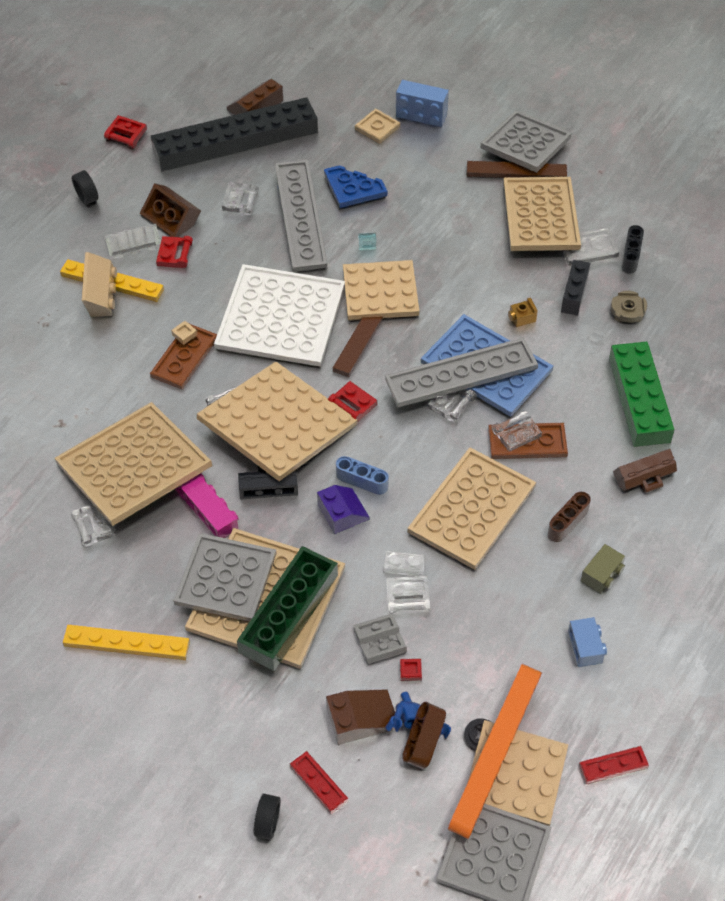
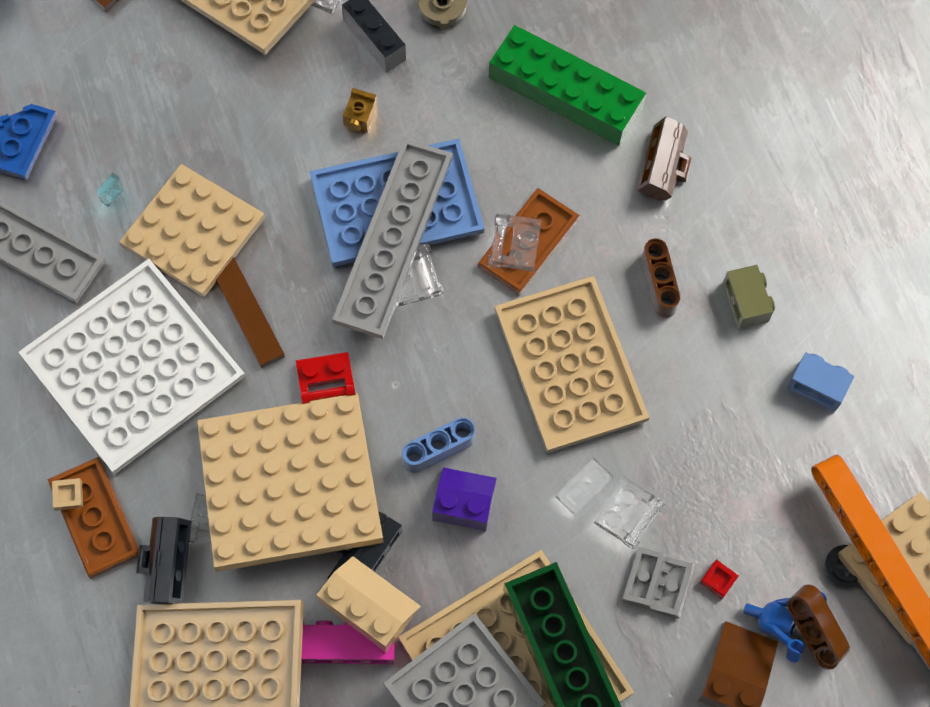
camera: 55 degrees left, 15 degrees up
(186, 397) = (167, 560): none -> black piece
(237, 494) = (367, 603): none -> tan slope

